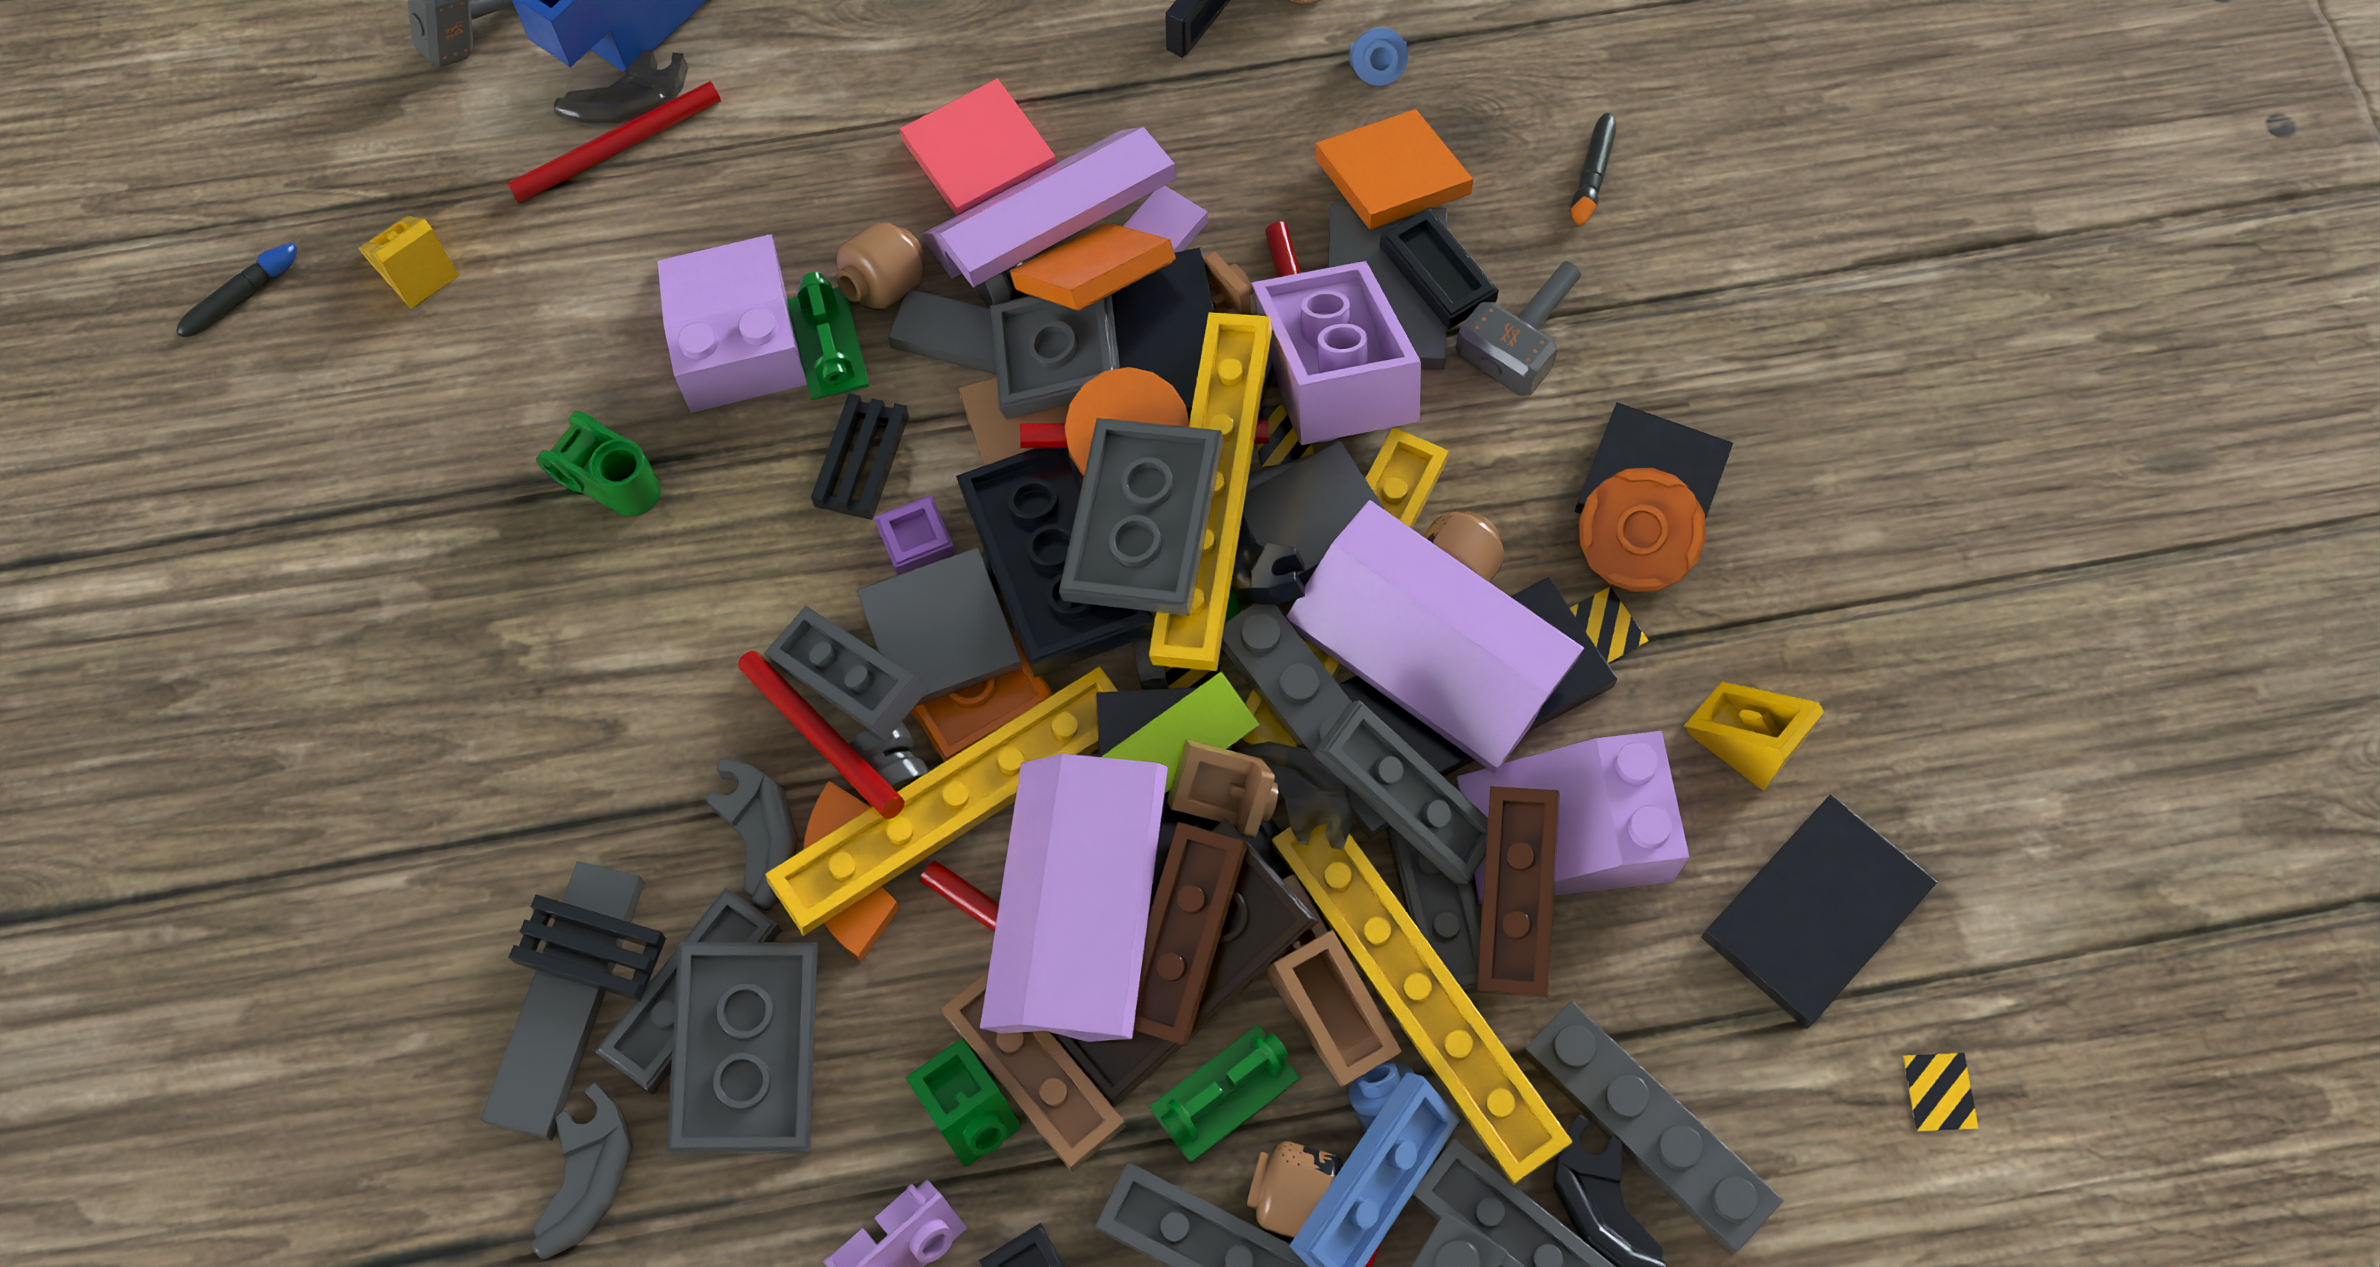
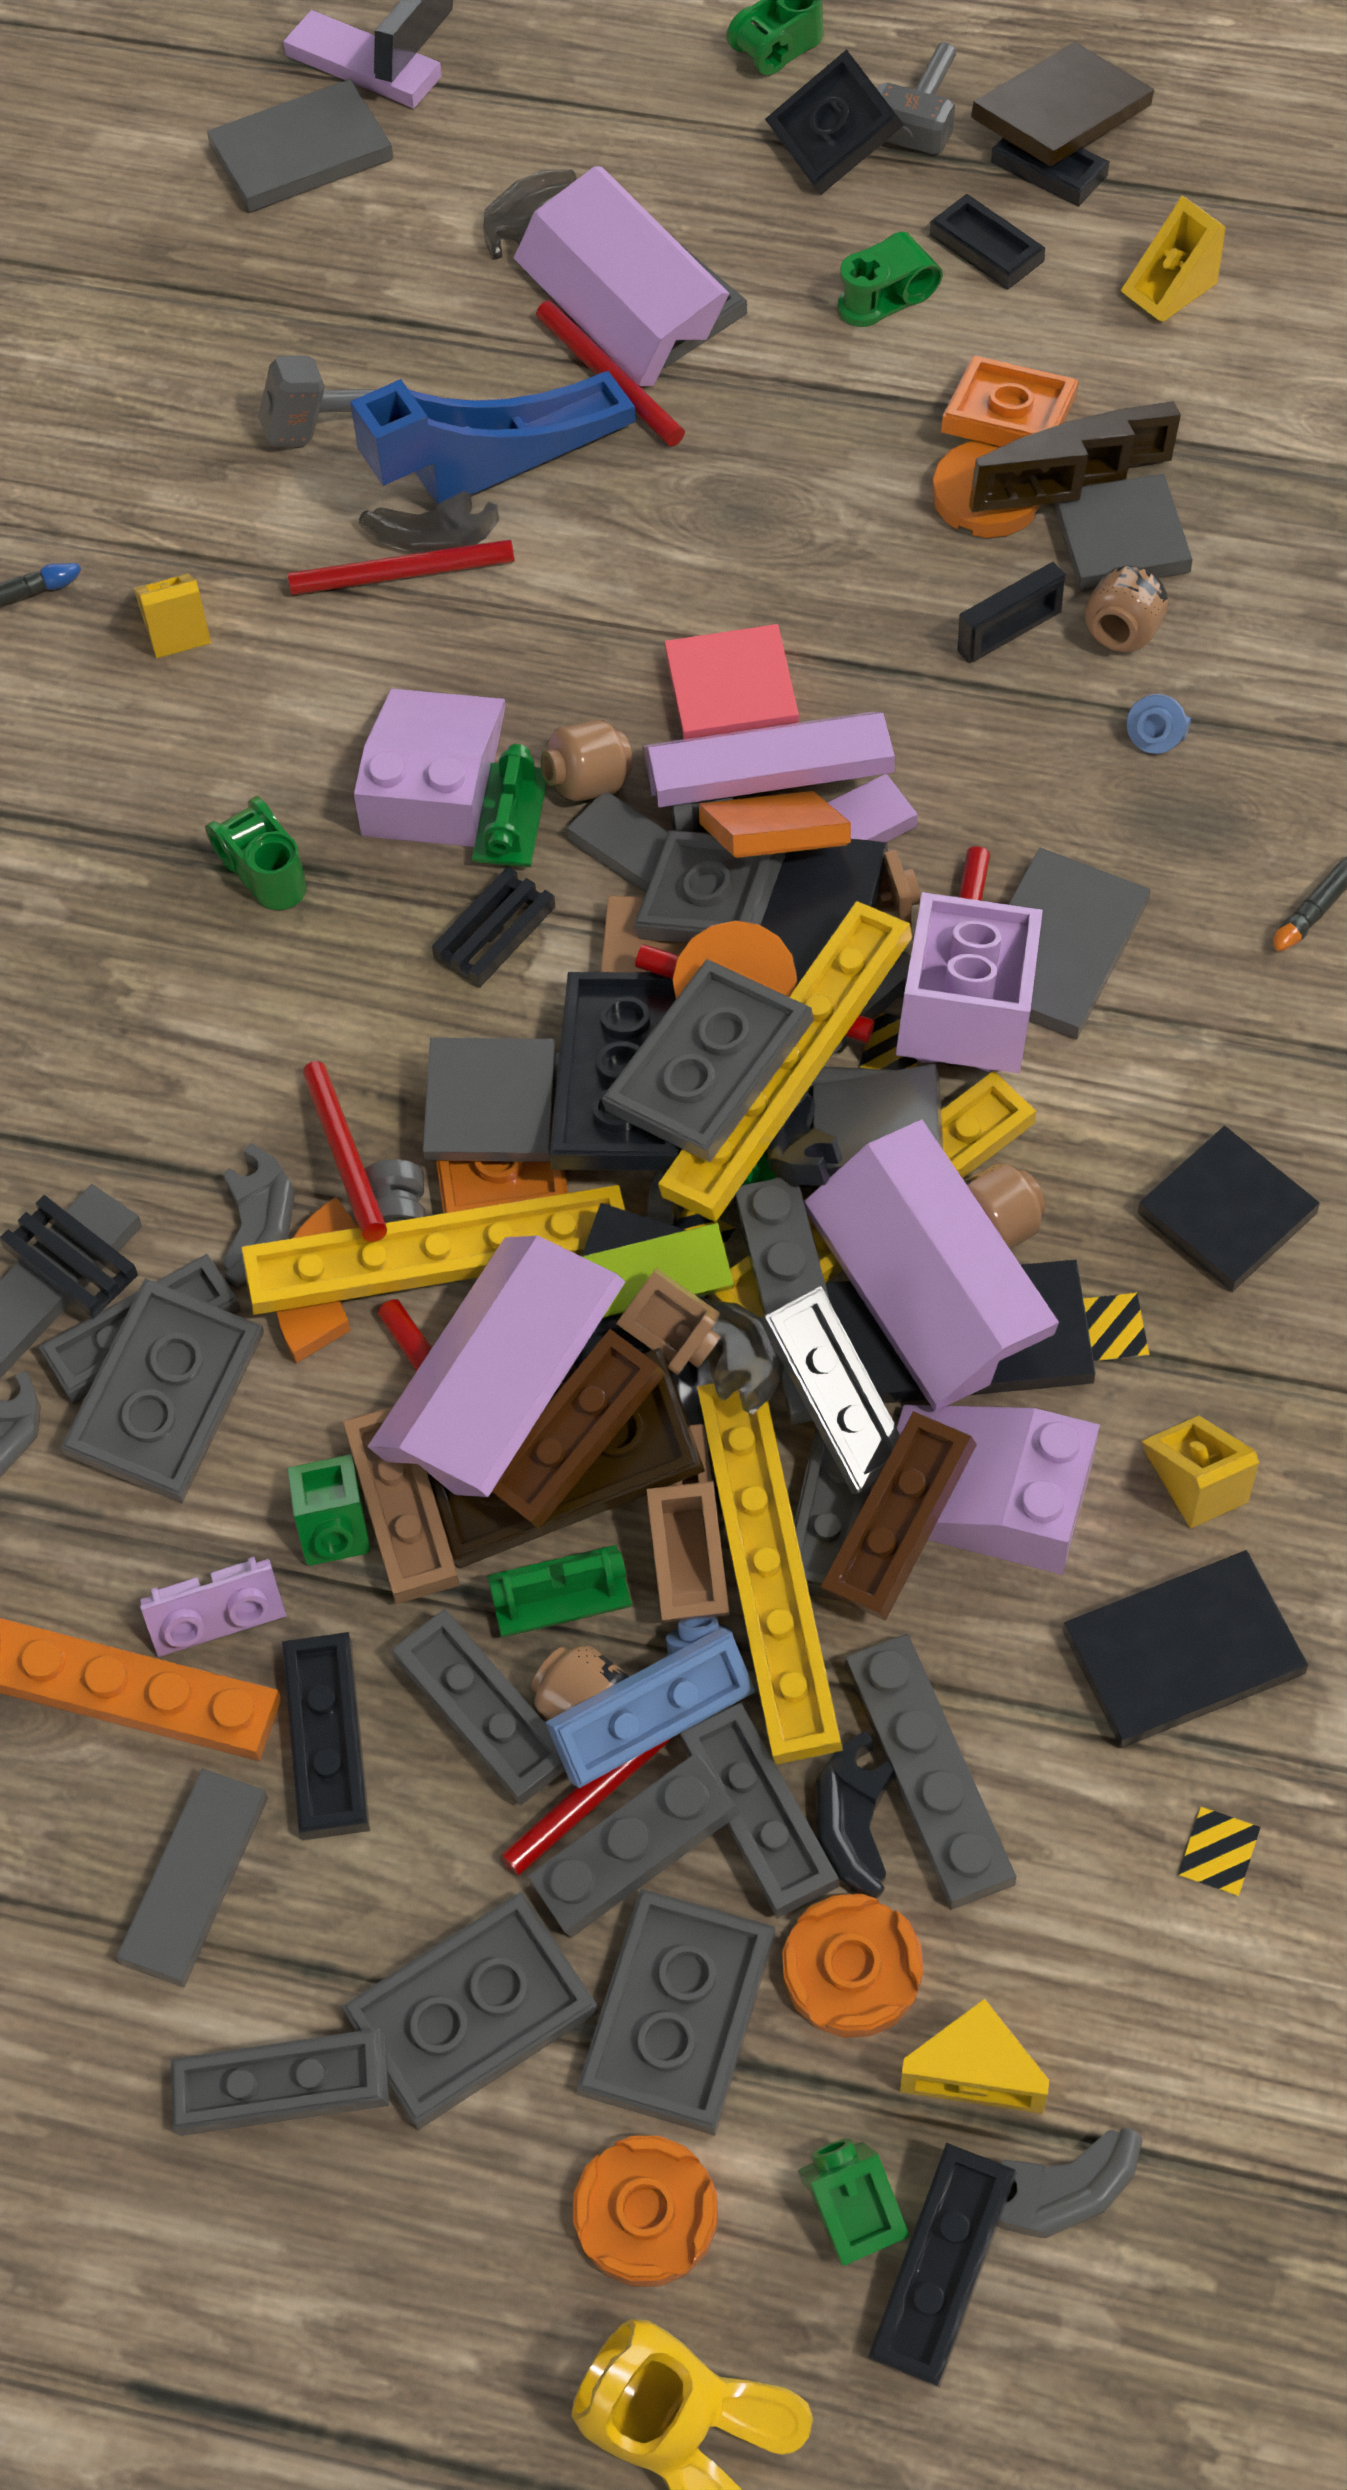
camera: 25 degrees right, 5 degrees down
(846, 672) = (389, 1105): dark grey plate -> none
(914, 535) = (510, 1010): medium lavender tile -> none
(1393, 169) = (1115, 834): orange tile -> none
(1438, 267) = (1111, 941): black tile -> none
(1512, 346) = (1150, 1041): dark grey piece -> none
(1642, 530) = (1185, 1249): orange tile -> none

